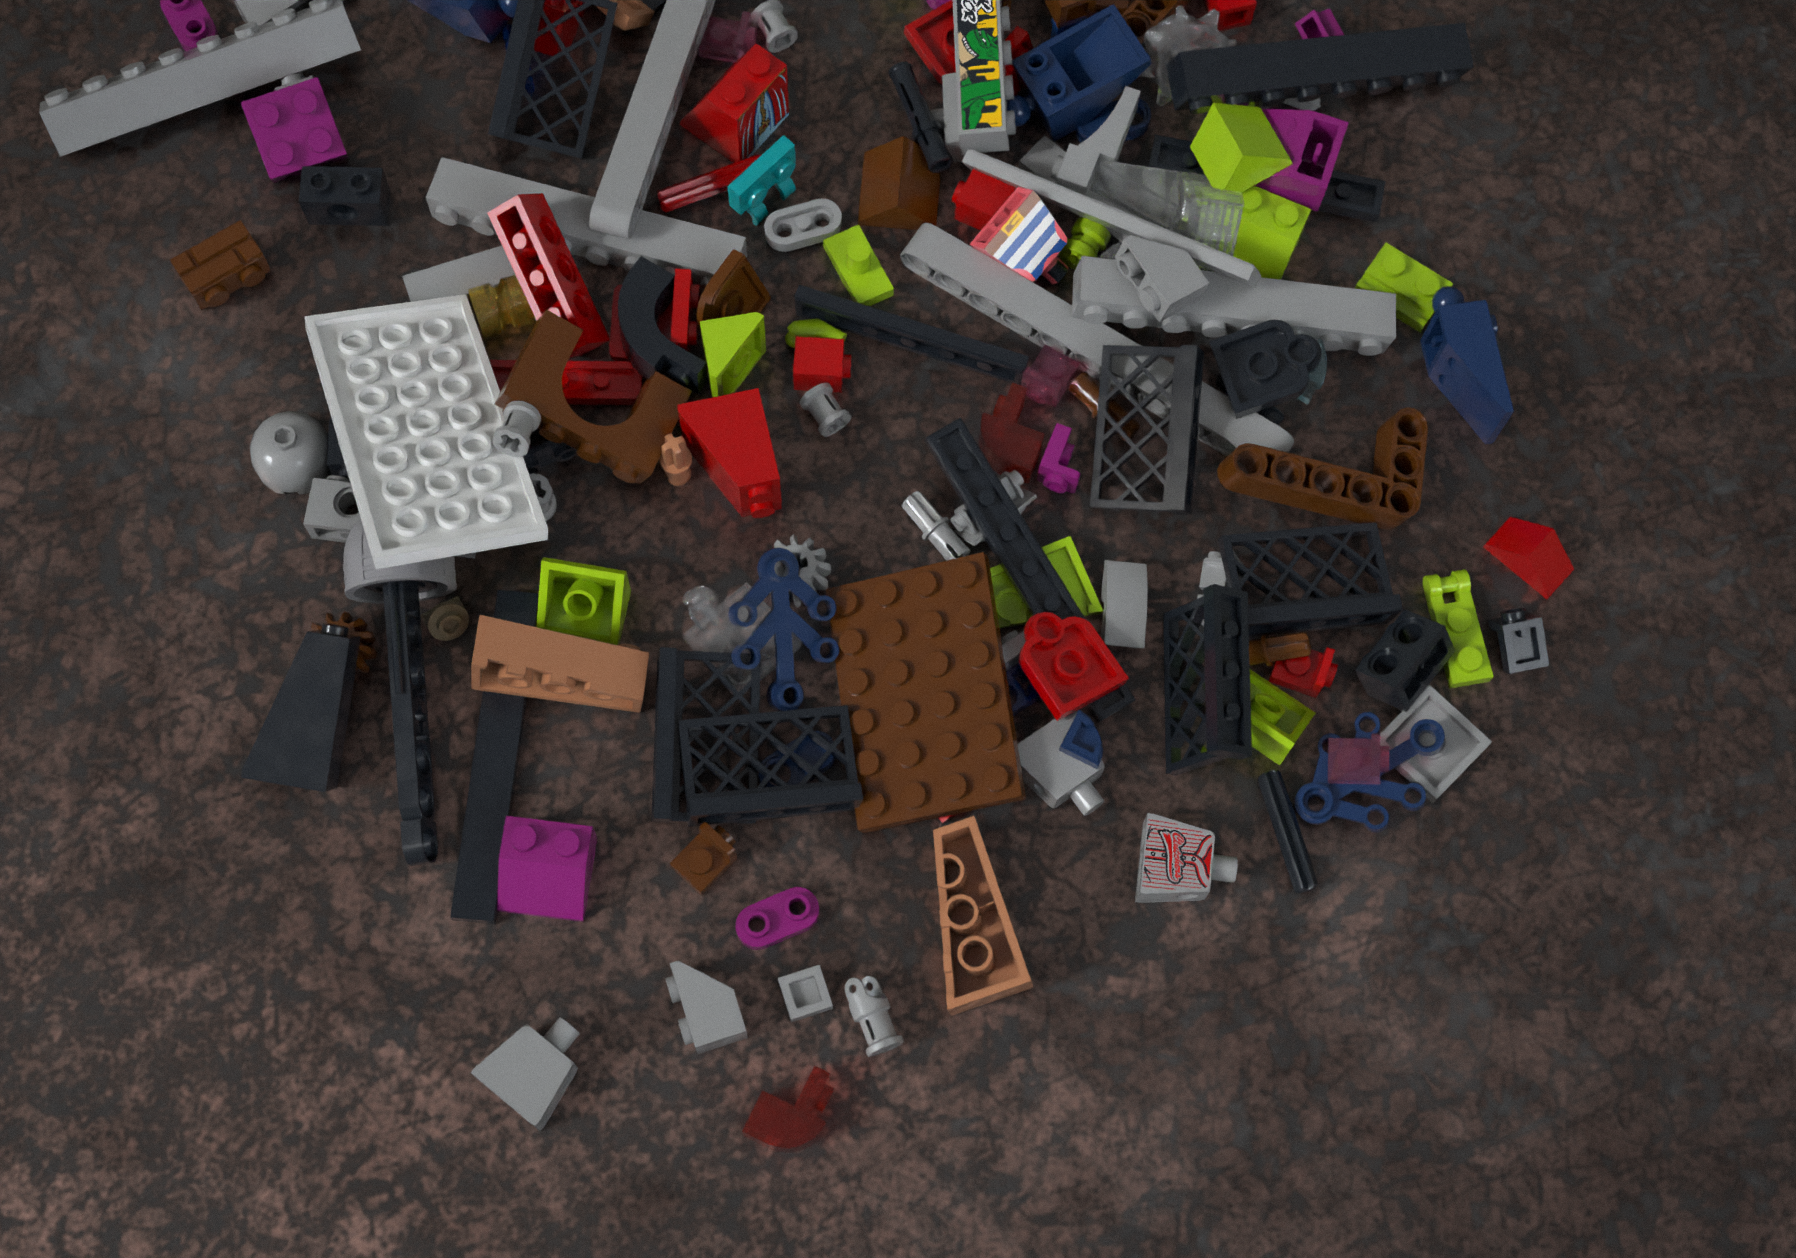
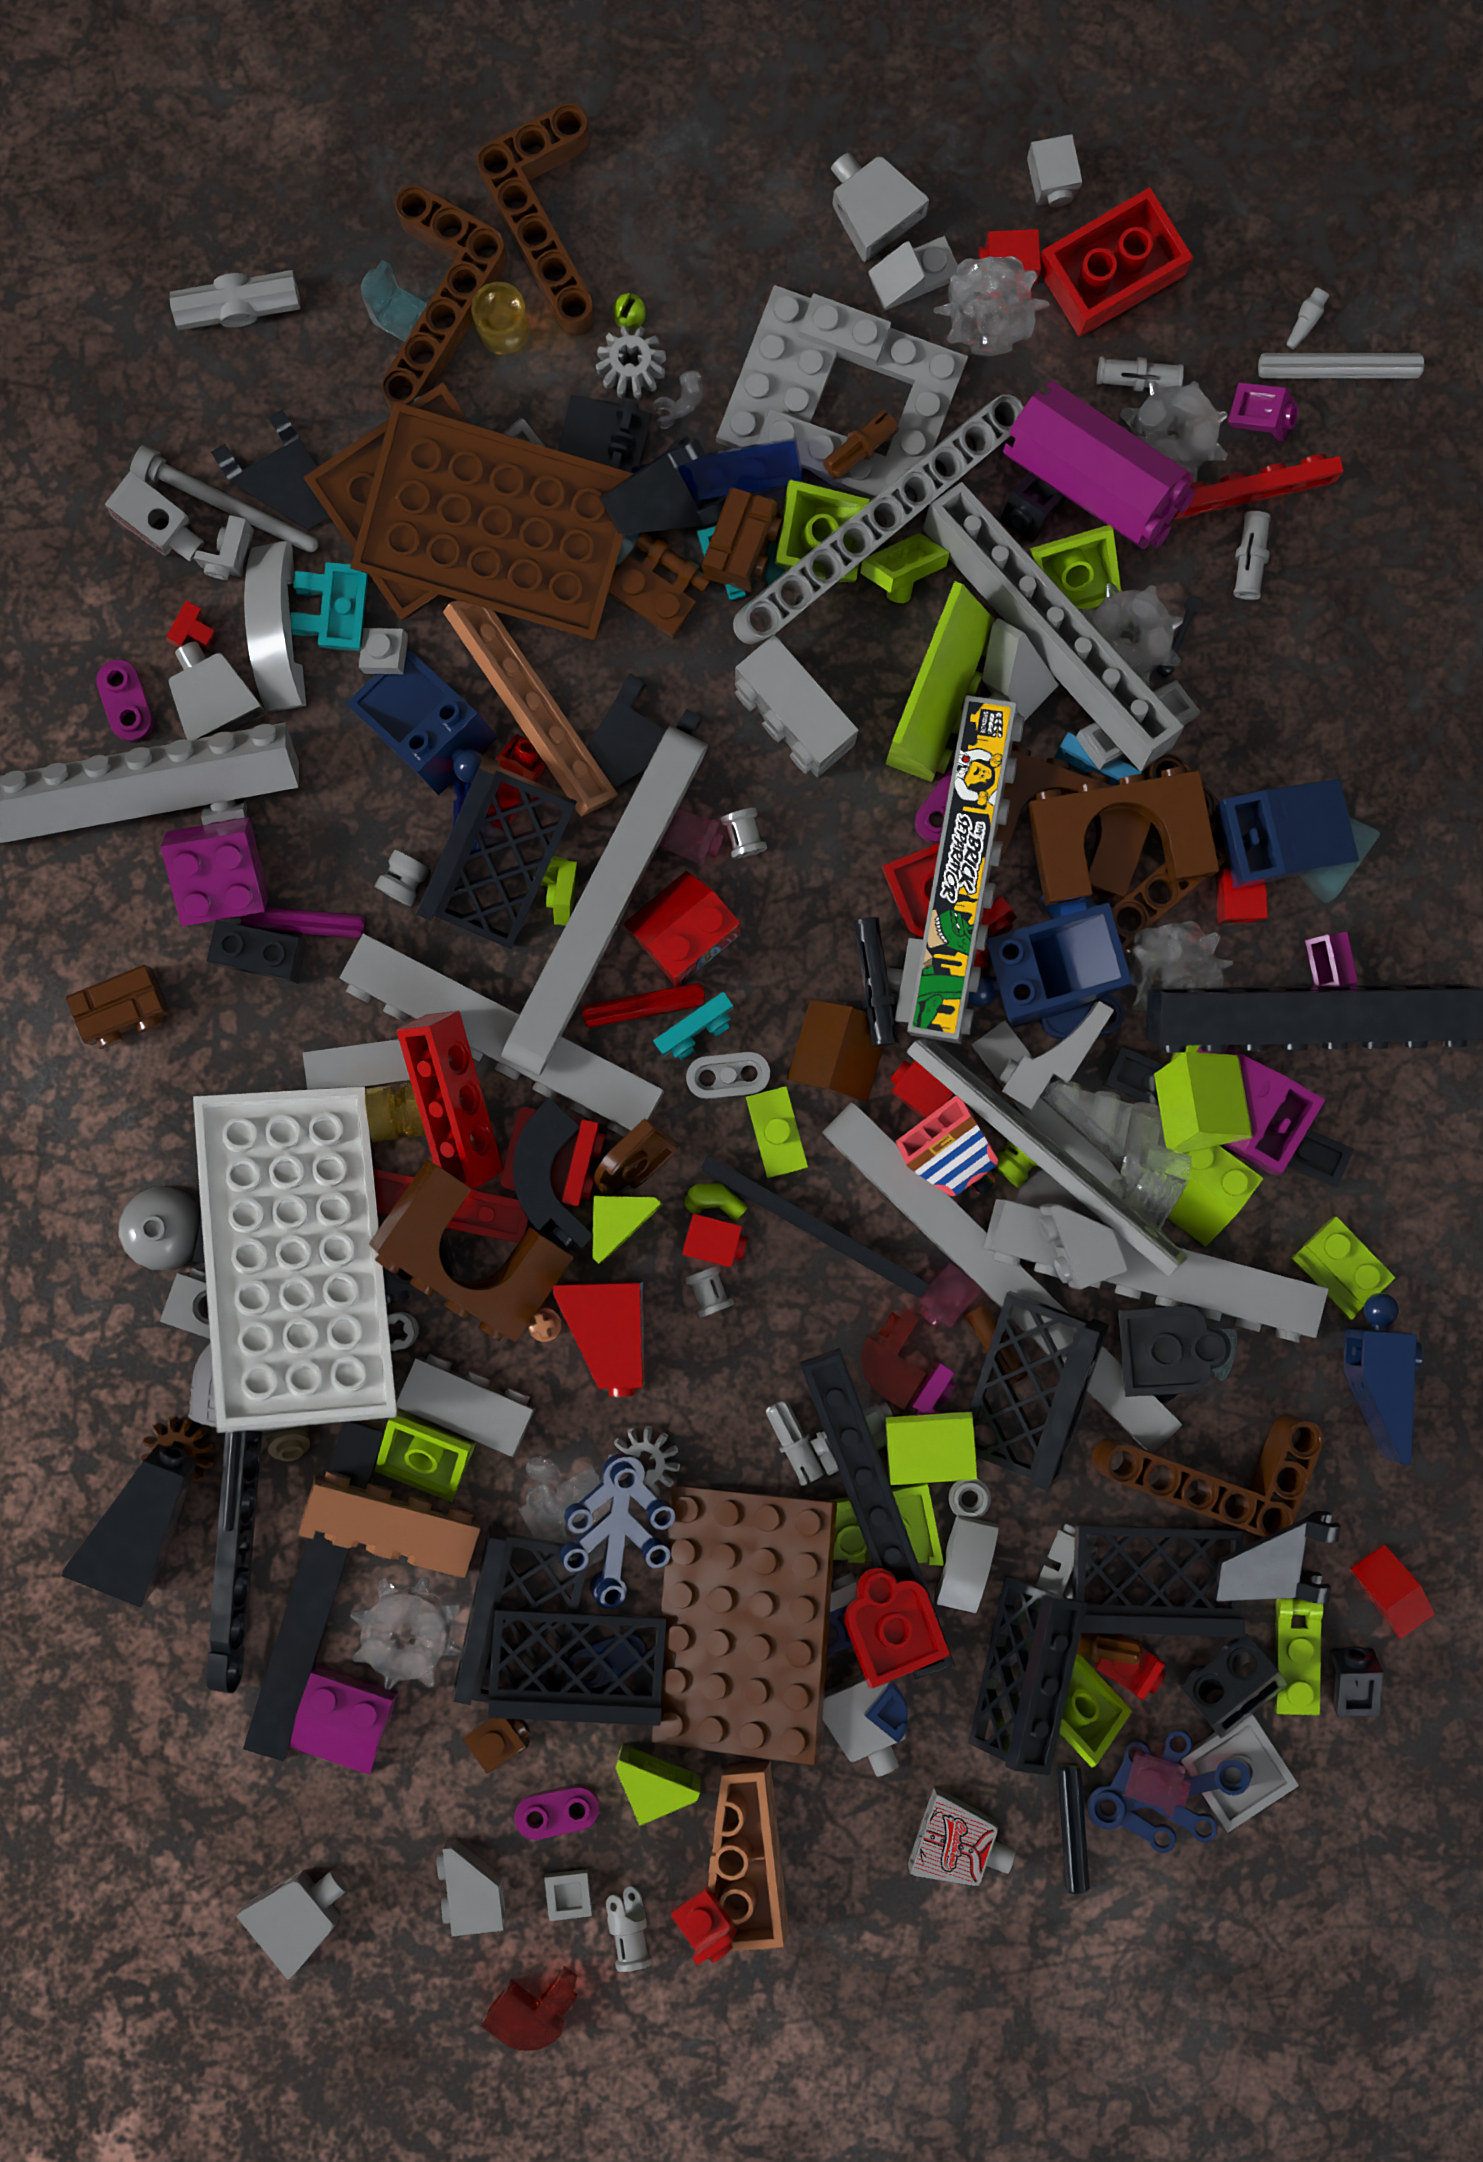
camera: 15 degrees right, 15 degrees up
(400, 166) = (306, 922): none -> magenta axle
(470, 113) = (402, 878): none -> light grey wheel
(518, 424) = (385, 1287): light grey bush -> none
(611, 786) = (429, 1623): none -> clear brick
(614, 91) = (562, 887): none -> lime bracket
(645, 554) = (466, 1404): none -> light grey brick
(868, 856) = (655, 1784): none -> lime slope
(948, 974) = (705, 1926): none -> red bracket
(1066, 500) = (930, 1448): none -> lime slope
(1112, 537) = (976, 1510): none -> light grey plate
(1410, 542) = (1274, 1564): none -> flag

